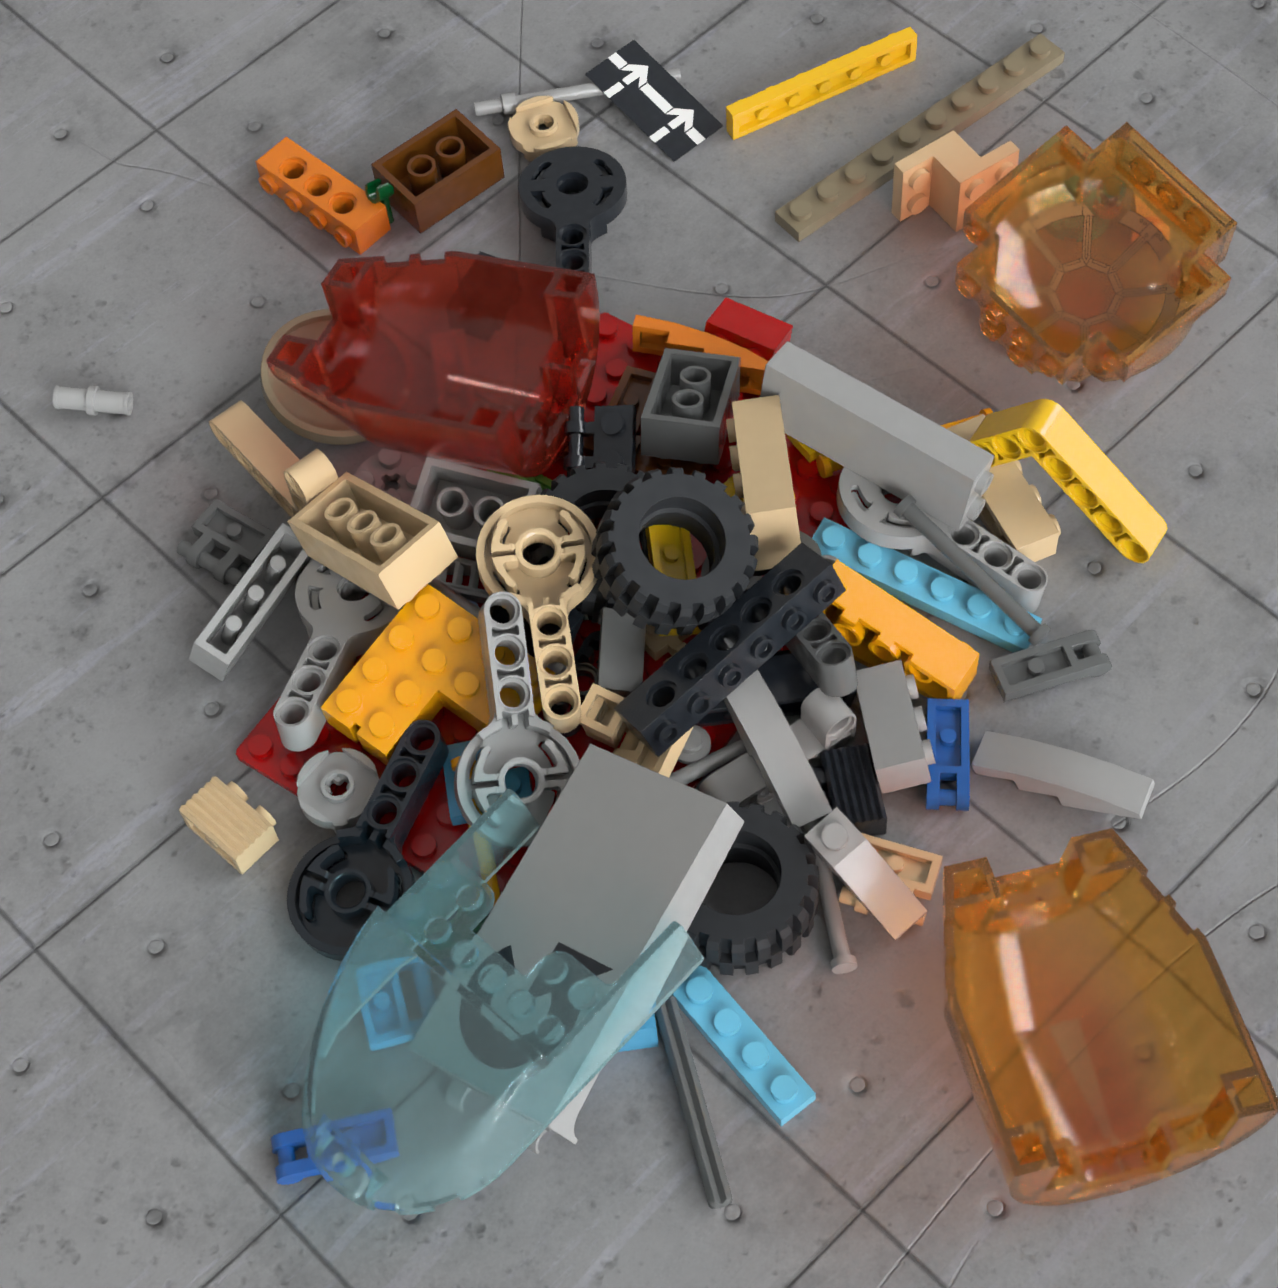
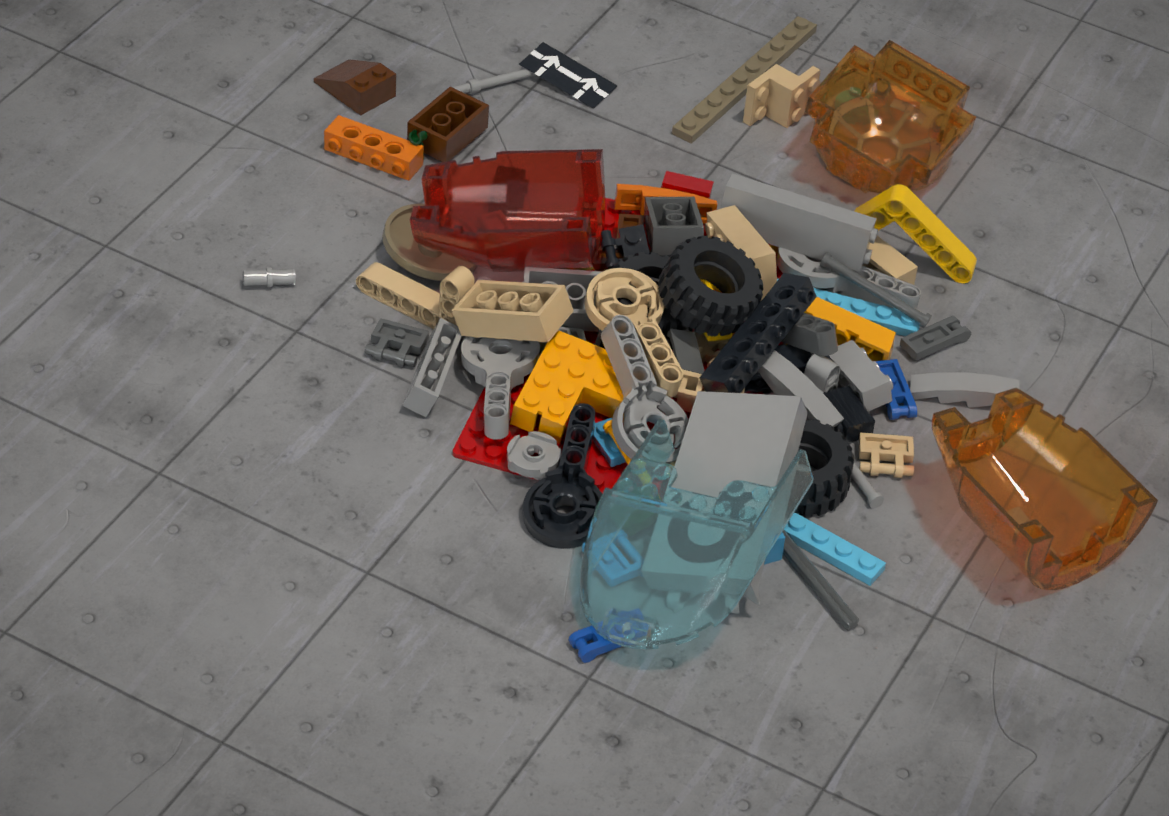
camera: 25 degrees left, 15 degrees down
(230, 824) = (469, 486): tan brick -> none
(346, 83) = (359, 84): none -> reddish brown slope
(540, 110) = (503, 97): tan plate -> none
(576, 218) = (539, 127): black beam -> none
(821, 83) = (672, 55): yellow plate -> none
(865, 873) = (875, 445): light grey slope -> none

